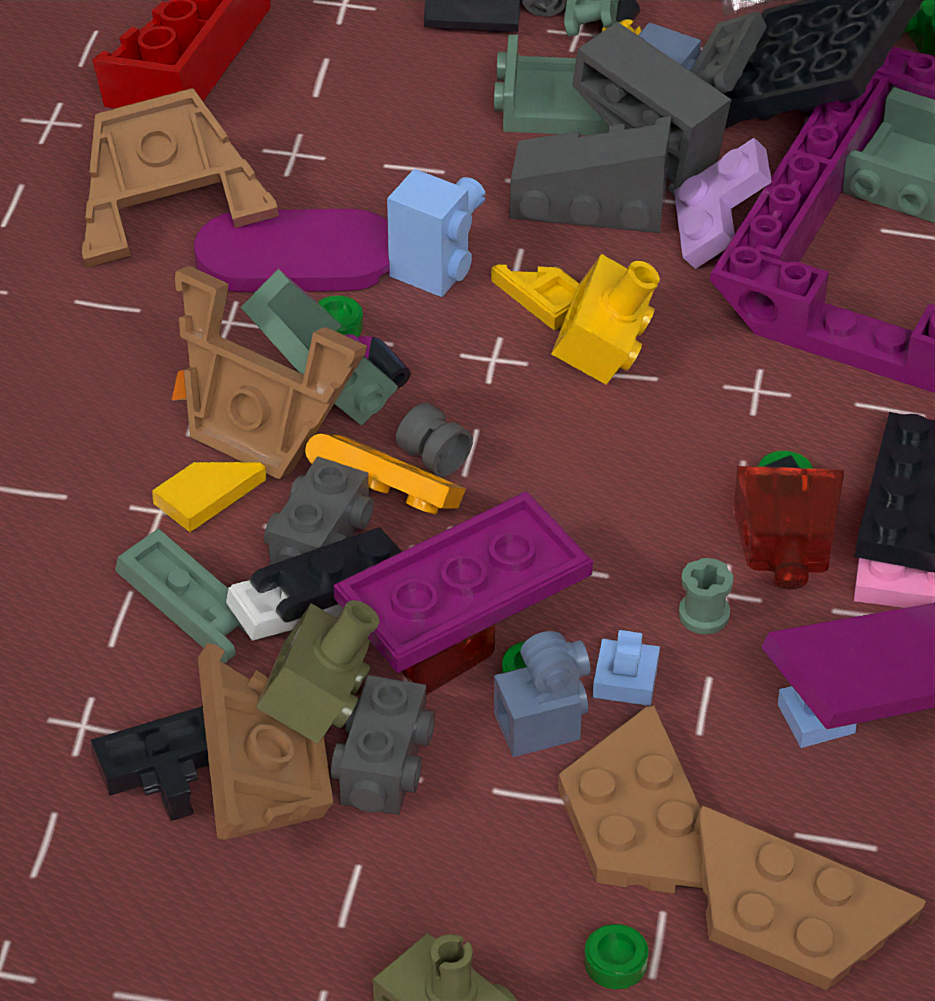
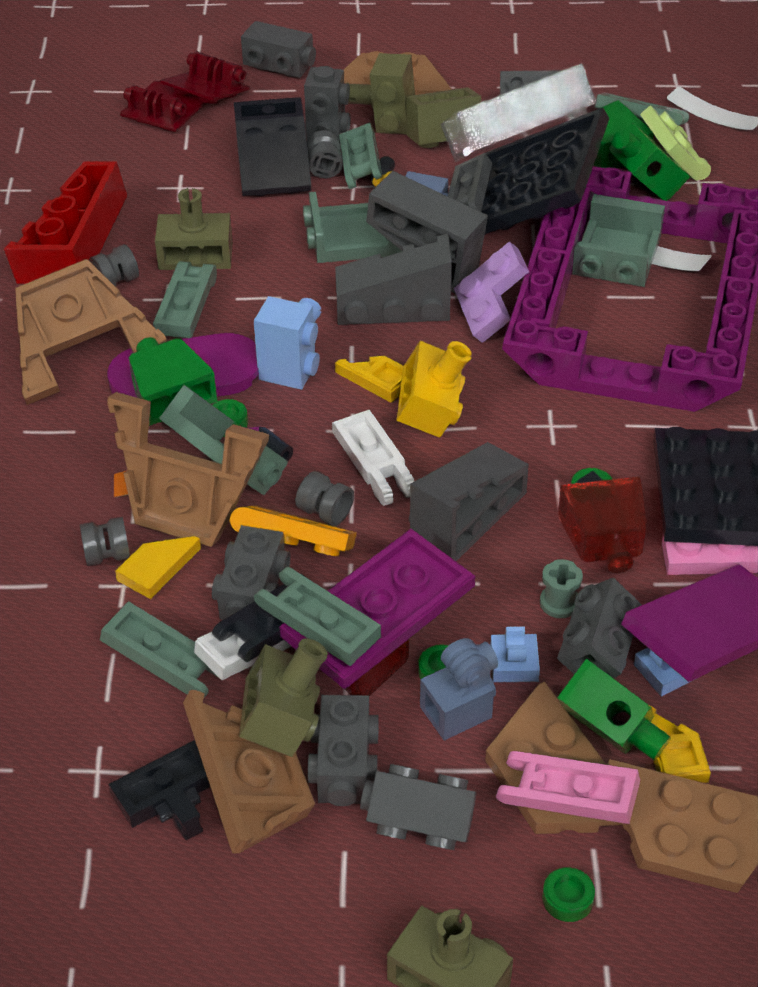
camera: 10 degrees left, 0 degrees up
(133, 452) = (95, 545): none -> dark grey wheel
(234, 101) = (117, 265): none -> dark grey wheel
(260, 244) = (163, 369): none -> green torso
(315, 157) = (185, 299): none -> sand green plate
(344, 77) = (193, 235): none -> olive brick
(384, 579) = (320, 616): none -> sand green hinge
(440, 817) = (404, 803): none -> dark grey brick
(511, 393) = (373, 454): none -> white hinge
(613, 465) = (466, 498): none -> dark grey wedge
(646, 829) = (572, 787): none -> bright pink hinge
(712, 740) = (597, 698): none -> green torso
(727, 663) = (597, 629): none -> dark grey brick
(798, 809) = (683, 753): none -> yellow tile

